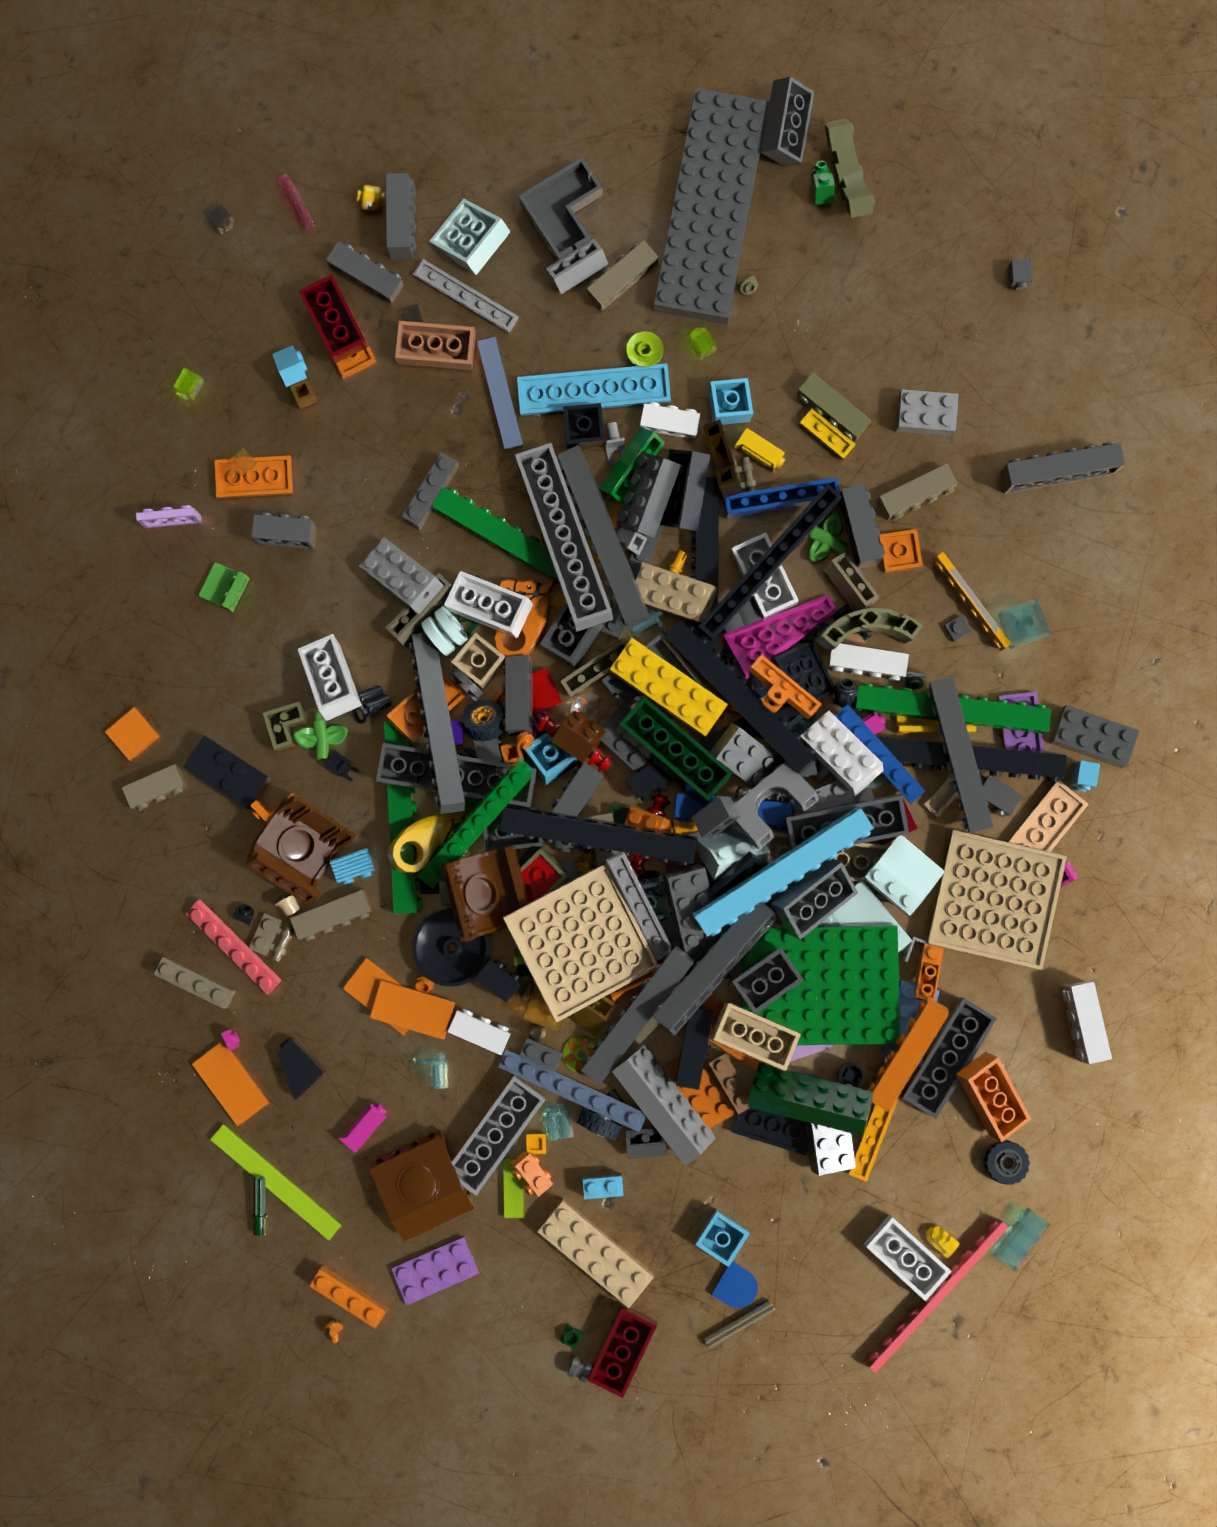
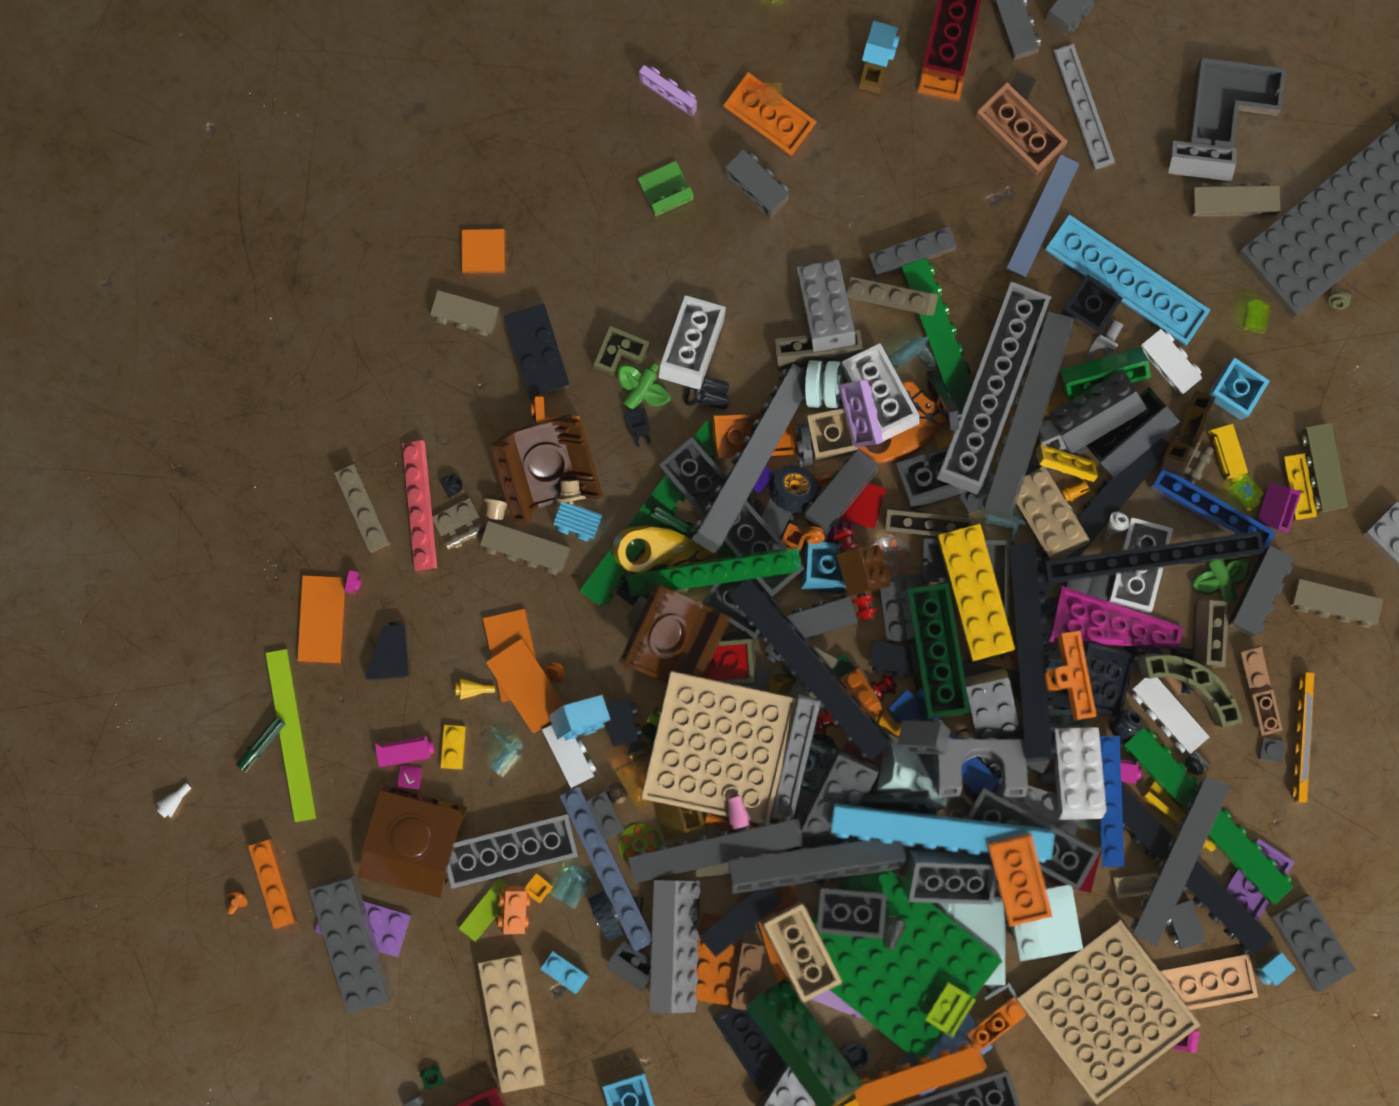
camera: 40 degrees right, 0 degrees up
(230, 1302) = (169, 804): none -> white cone
(330, 851) = (569, 491): none -> tan piece
(373, 1045) = (467, 688): none -> yellow cone
(383, 1141) = (410, 777): none -> dark pink slope
(396, 1095) = (453, 747): none -> yellow plate
(418, 812) = (673, 522): none -> dark green axle
(437, 961) = (583, 656): black dish -> none
(437, 1293) = (350, 943): none -> dark grey brick
(441, 531) = (892, 296): none -> dark tan brick
(466, 1002) = (579, 718): none -> medium azure brick
(470, 236) = (1131, 57): light aqua slope -> none
(485, 558) = (910, 350): none -> clear light blue piece
(486, 629) = (861, 413): none -> lavender plate
(536, 574) = (943, 401): none -> black plate
(631, 976) = (737, 813): none -> bright pink cone
(644, 341) = (1202, 272): lime dish -> none
(656, 547) = (1066, 463): none -> yellow plate
(725, 561) = (1117, 523): none -> white cone
(795, 467) = (1246, 492): none -> clear neon green brick
(805, 966) = (893, 931): none -> clear smoke cone
(825, 459) = (1278, 507): none -> magenta brick
(864, 859) = (1020, 879): none -> orange tile
(890, 989) = (950, 1009): none -> lime plate
(901, 550) = (1280, 641): orange tile -> none
(916, 595) = (1260, 690): none -> medium nougat slope
(1024, 624) = (1333, 794): clear light blue brick -> none

